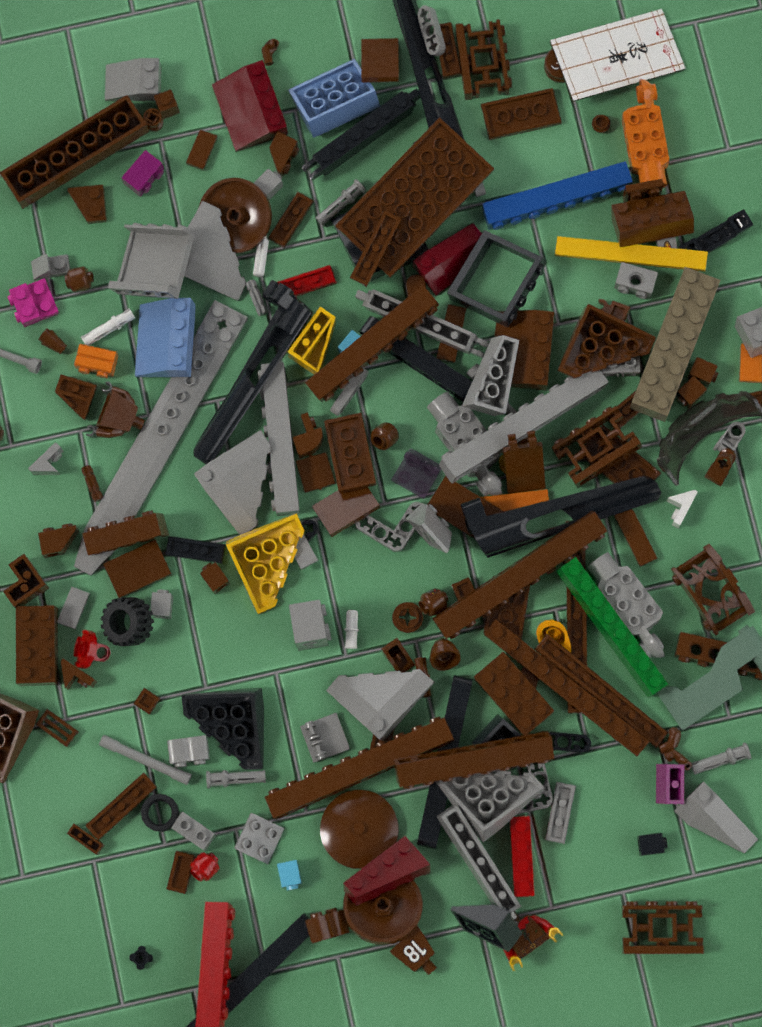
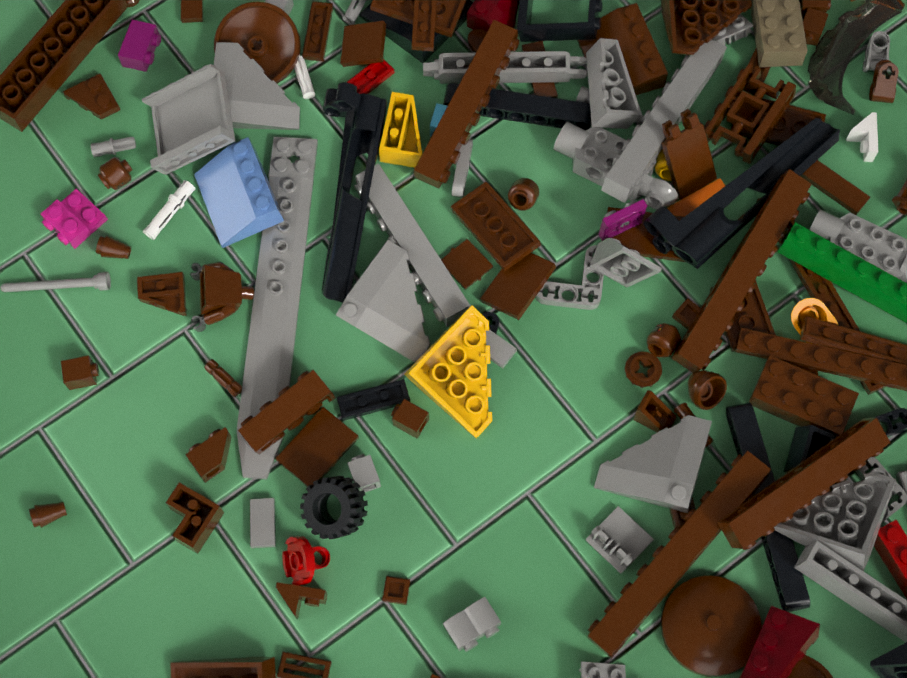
camera: 30 degrees left, 10 degrees down
(36, 645) = (238, 583): reddish brown brick -> none
(43, 465) = (159, 379): light grey slope -> none
(50, 266) = (76, 176): light grey slope -> none
(87, 253) = (112, 146): none -> light grey axle
(96, 360) = (170, 247): orange brick -> none
(116, 746) = (384, 659): light grey piece -> none
(224, 778) = (531, 636): light grey pin -> none
(233, 720) = (505, 567): black slope -> none
(256, 297) = (317, 117): light grey axle -> none
(308, 442) = (444, 231): reddish brown brick -> none
(309, 625) = (545, 417): light grey piece -> none
(320, 250) = (363, 43): none -> reddish brown tile
(351, 629) = (589, 409): white axle -> none
(416, 473) = (575, 219): clear purple hinge -> none
(454, 493) = (620, 221): none -> magenta piece

